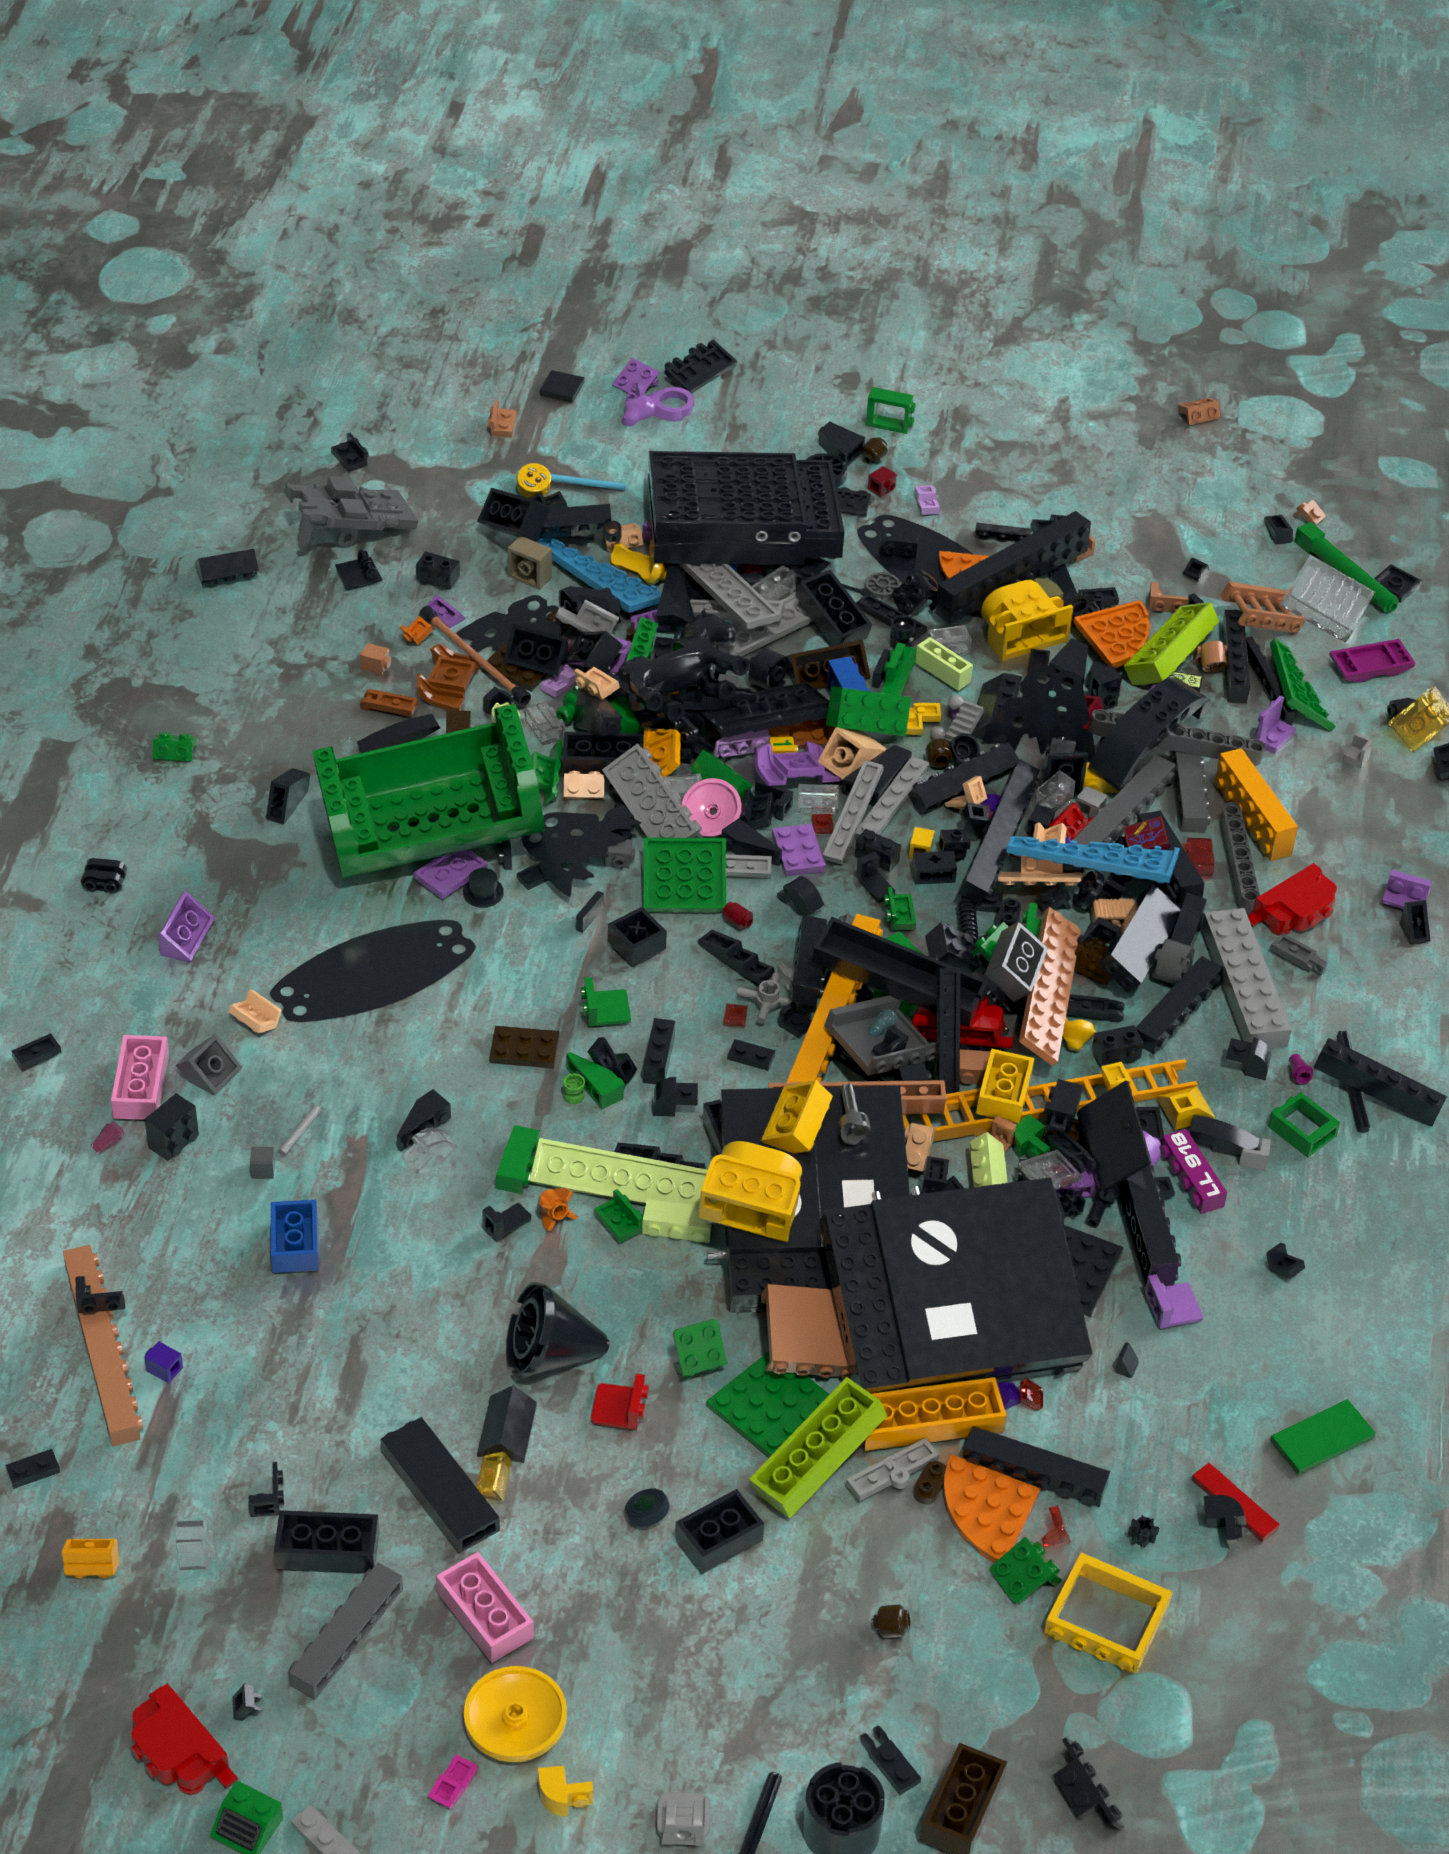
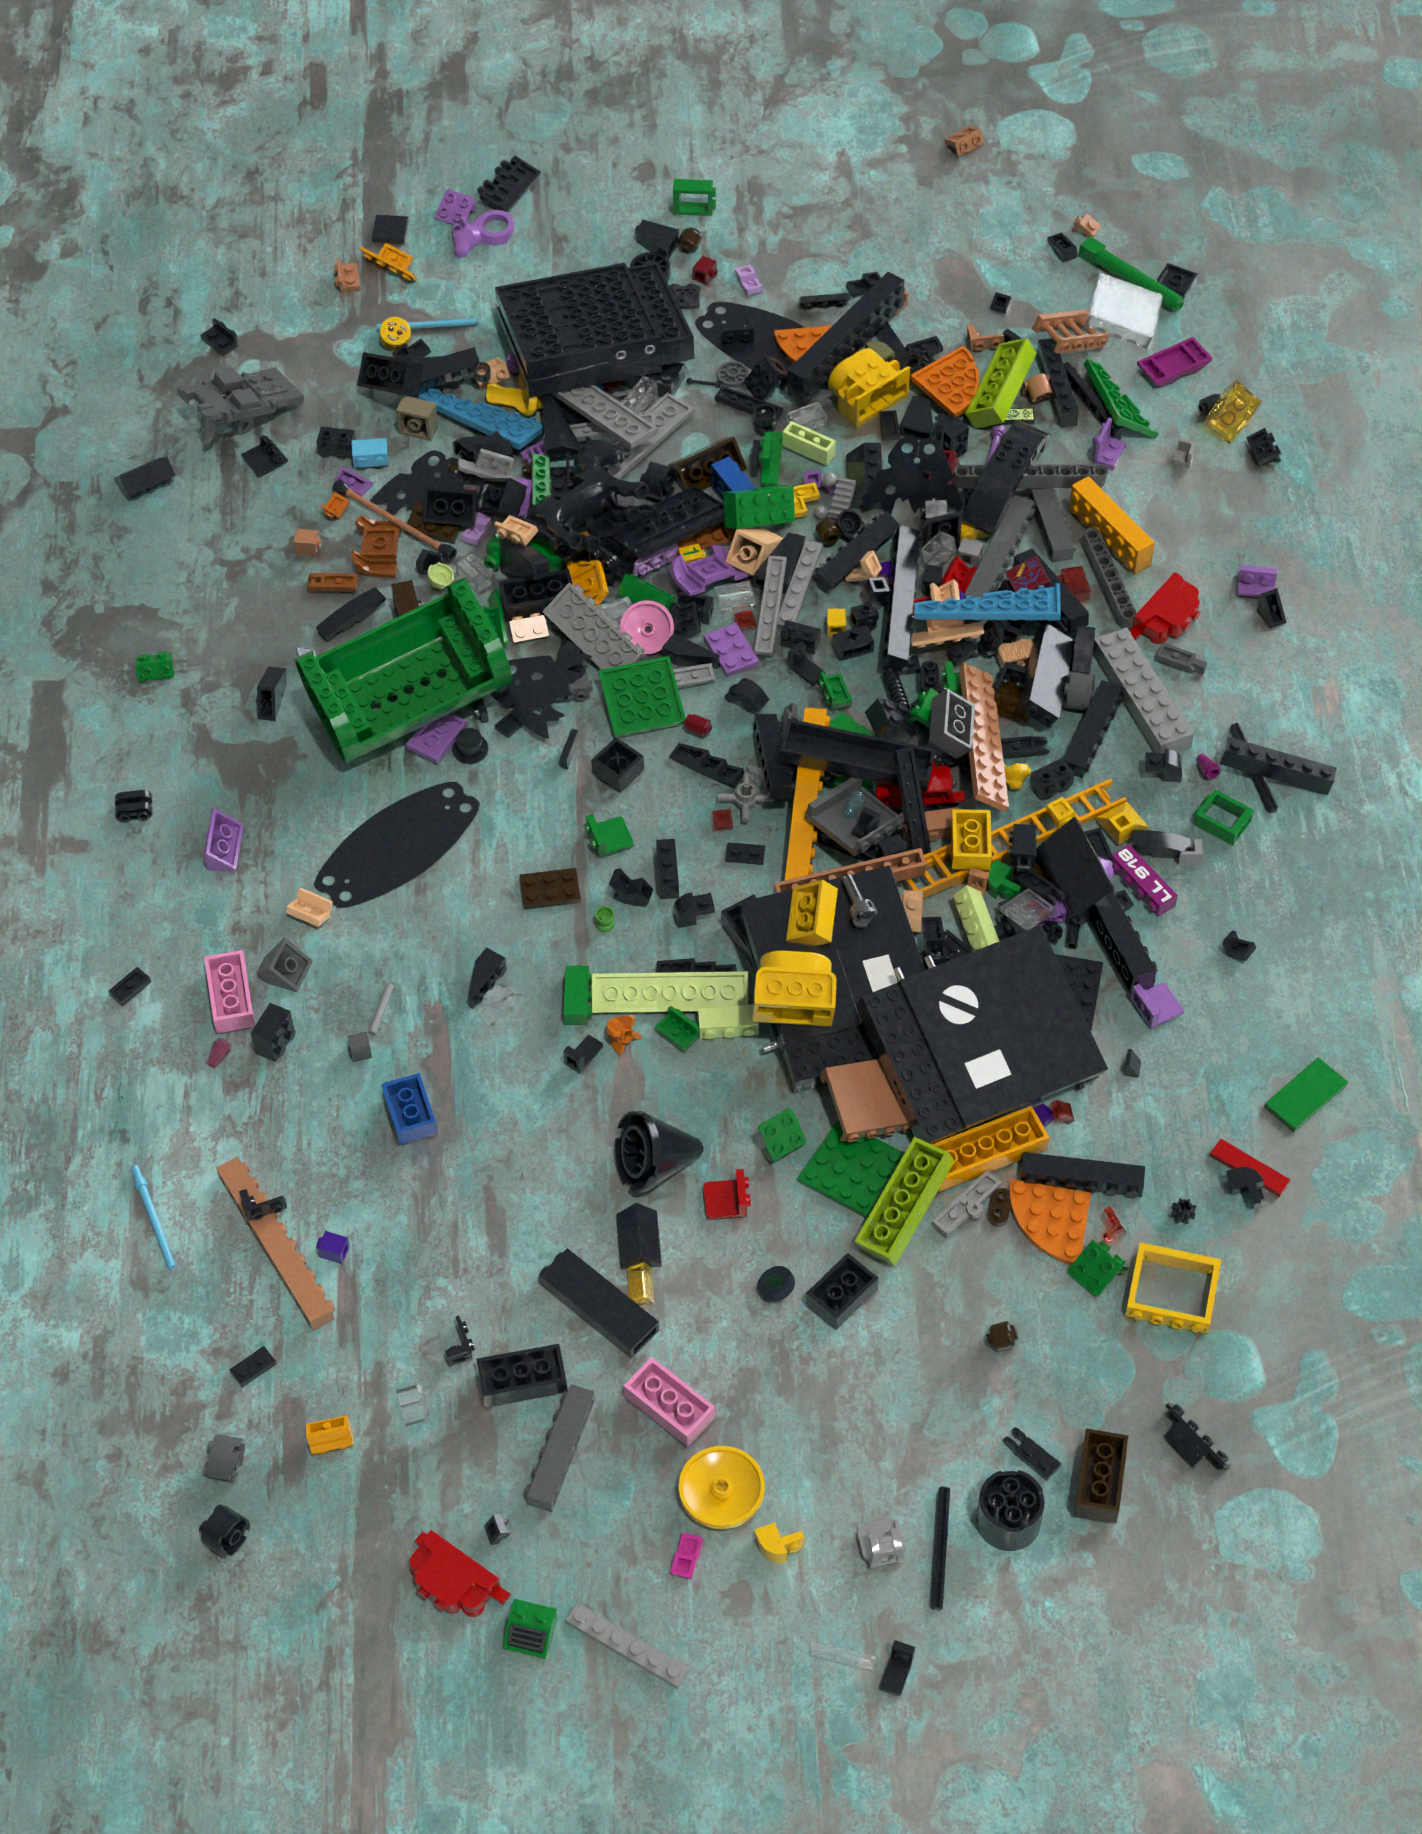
camera: 10 degrees left, 10 degrees up
(470, 586) = (370, 452): none -> medium azure brick
(555, 412) = (393, 258): none -> light orange bracket
(600, 1082) = (626, 908): green slope -> none
(793, 1021) = (773, 815): black bracket -> none
(833, 609) = (699, 410): black brick -> none
(939, 697) = (813, 476): none -> medium lavender slope

